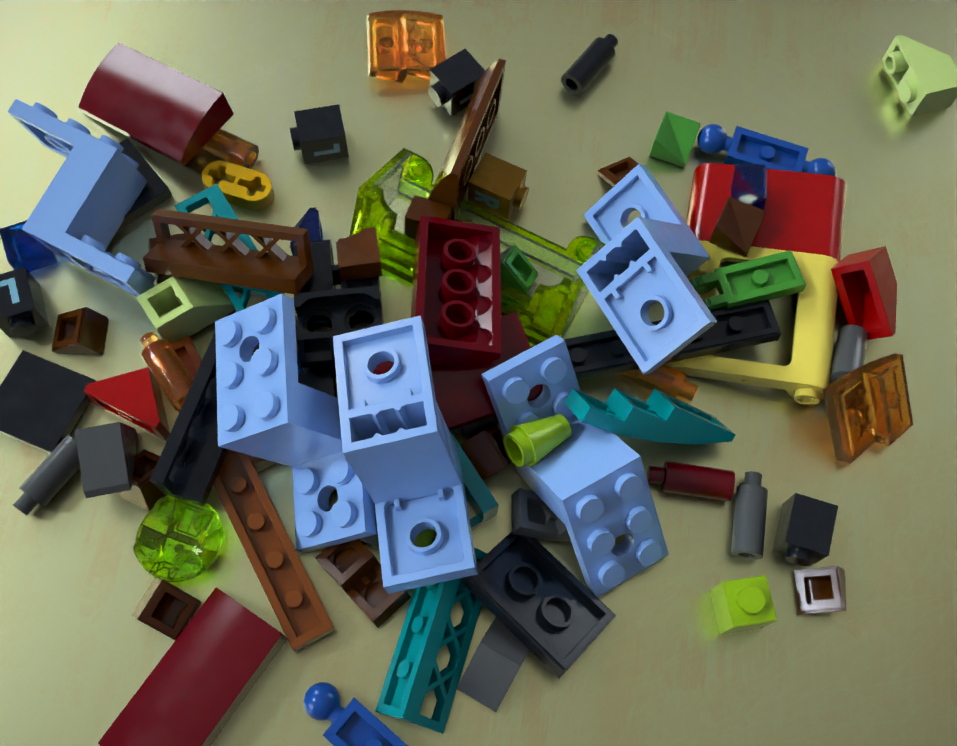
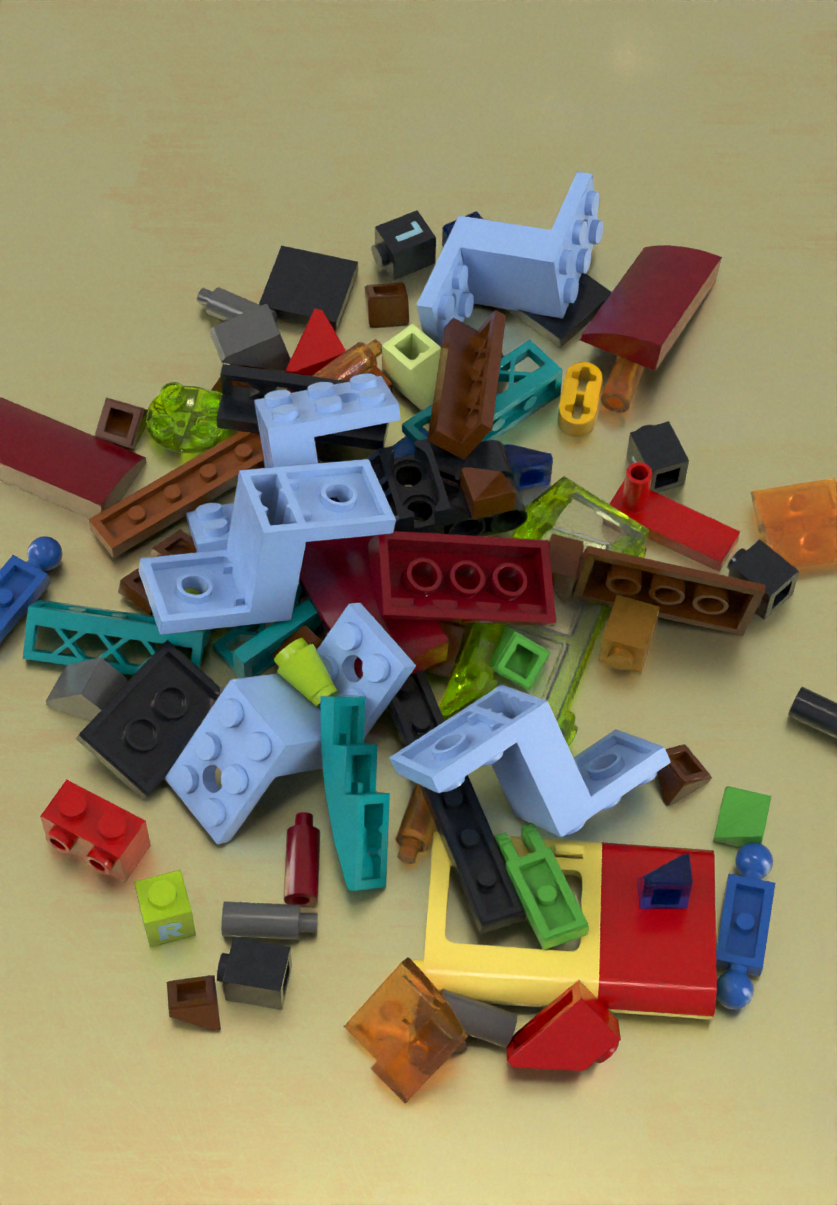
camera: 85 degrees right, 10 degrees down
(384, 139) = (672, 522): none -> red piece
(659, 666) = (95, 831): none -> red brick
(737, 226) = (613, 871): reddish brown slope -> none

